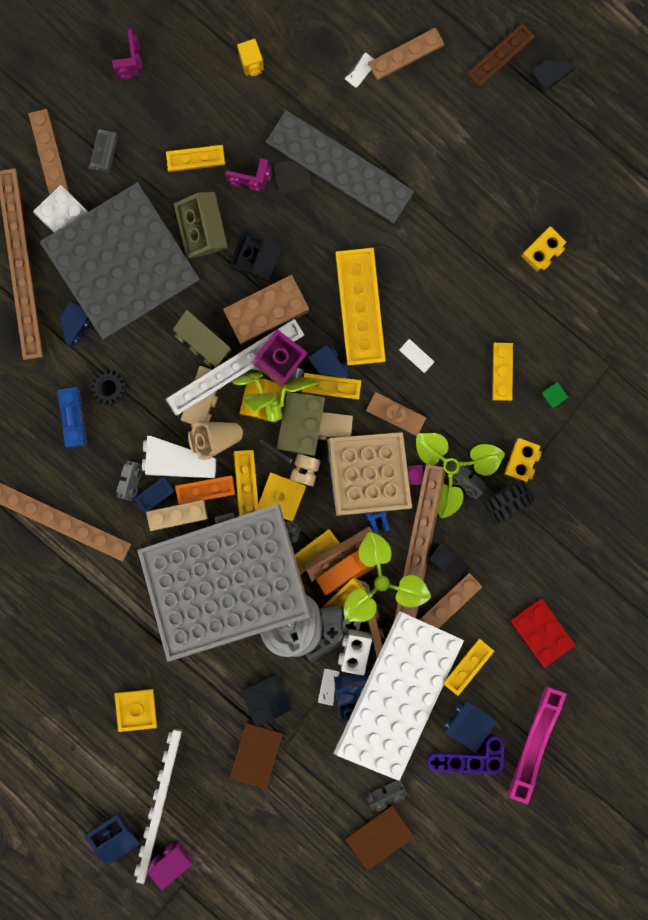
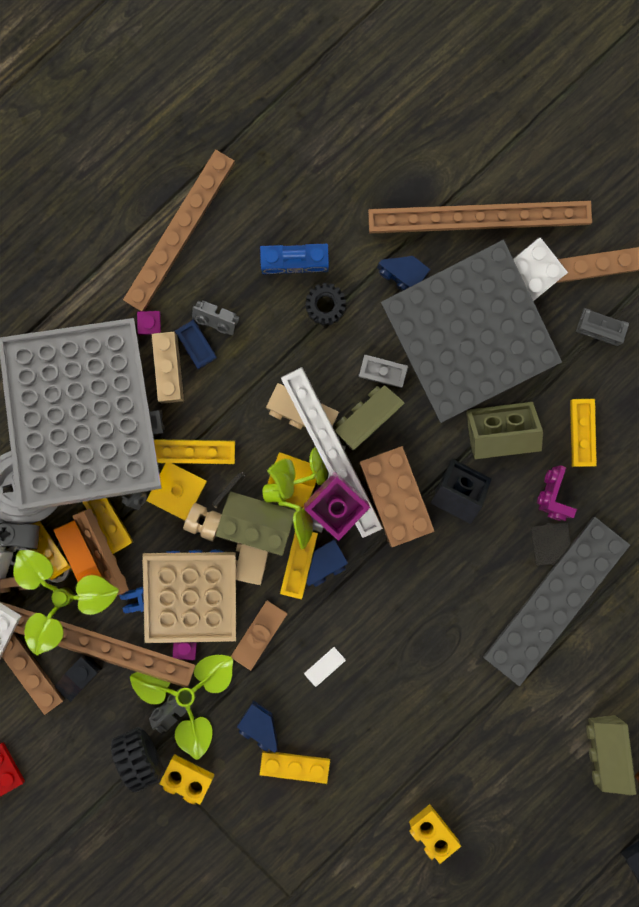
camera: 100 degrees right, 0 degrees up
(140, 537) = (149, 322): none -> magenta plate
(161, 332) = (383, 371): none -> light grey plate
(173, 460) = (231, 373): white slope -> none
(205, 490) = (194, 403): orange plate -> none
(213, 437) = (251, 419): tan cone -> none
(360, 306) = (388, 607): yellow plate -> none
(461, 110) = (611, 755): none -> olive slope
(469, 404) = (259, 725): none -> dark blue slope
(554, 395) = (260, 826): green tile -> none

